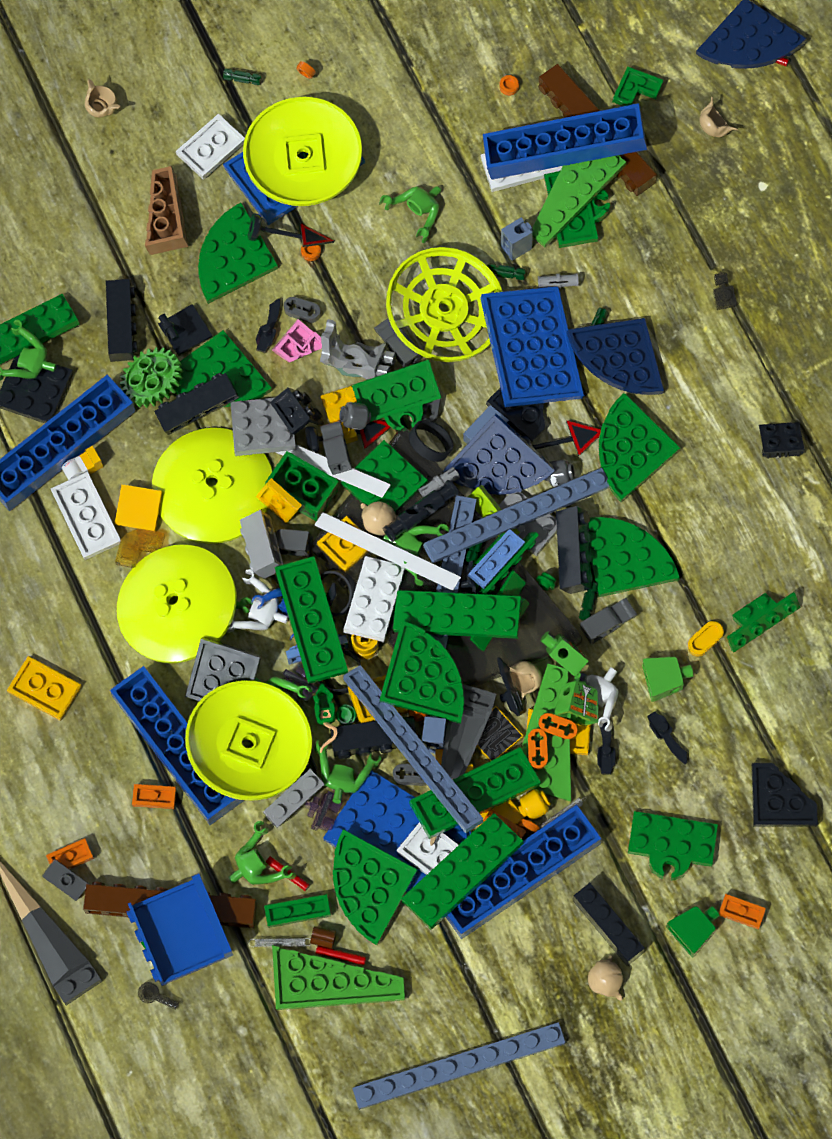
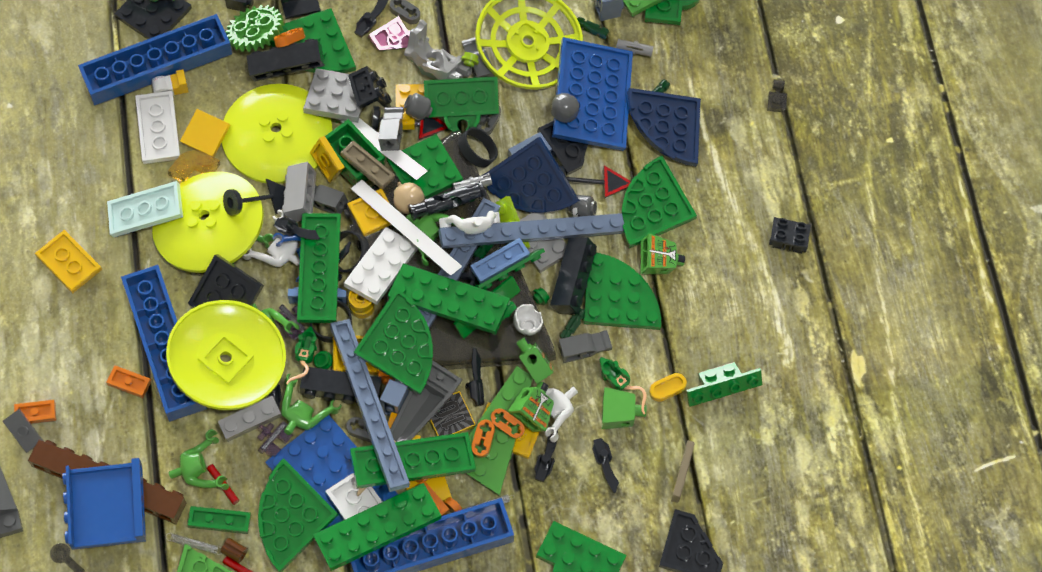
camera: 10 degrees right, 5 degrees down
(106, 610) = (145, 209): none -> light aqua plate
(193, 378) = (289, 37): none -> orange beam
(201, 577) = (234, 202): none -> black piece
(267, 586) = (290, 227): none -> black piece
(324, 495) = (367, 165): none -> dark tan tile
(392, 347) = (470, 59): none -> lime plate
(456, 532) = (471, 225): none -> white piece
(509, 372) = (565, 107): none -> dark grey hair
(525, 677) = (494, 373): tan hair -> none
(534, 804) = (464, 487): yellow head -> none
(544, 612) = (527, 320): none -> white hair
(653, 644) = (618, 377): none -> green animal
(654, 502) = (659, 255): none -> bright green torso
(748, 728) = (683, 471): none -> dark tan tile

